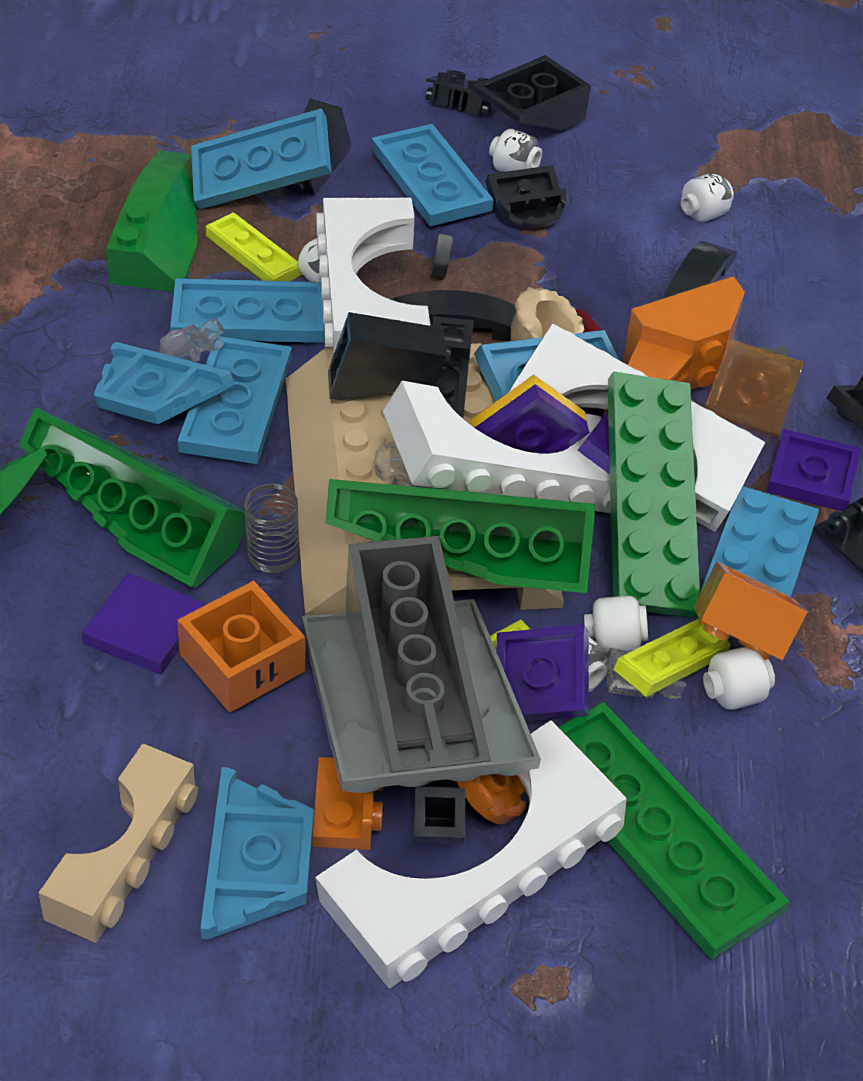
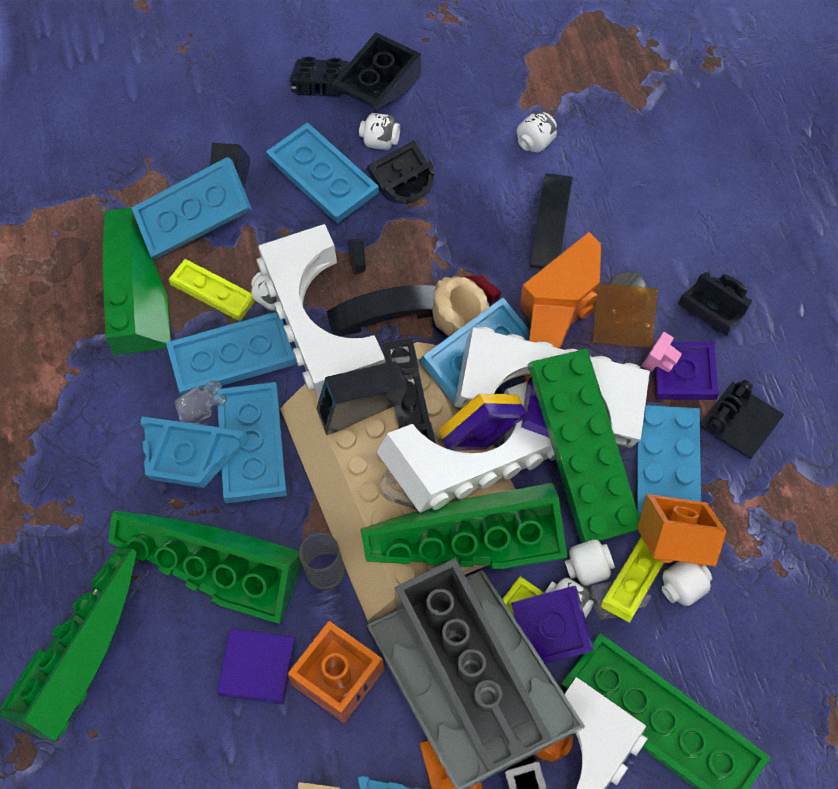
camera: 10 degrees left, 15 degrees up
(787, 435) = (662, 354): none -> bright pink tile

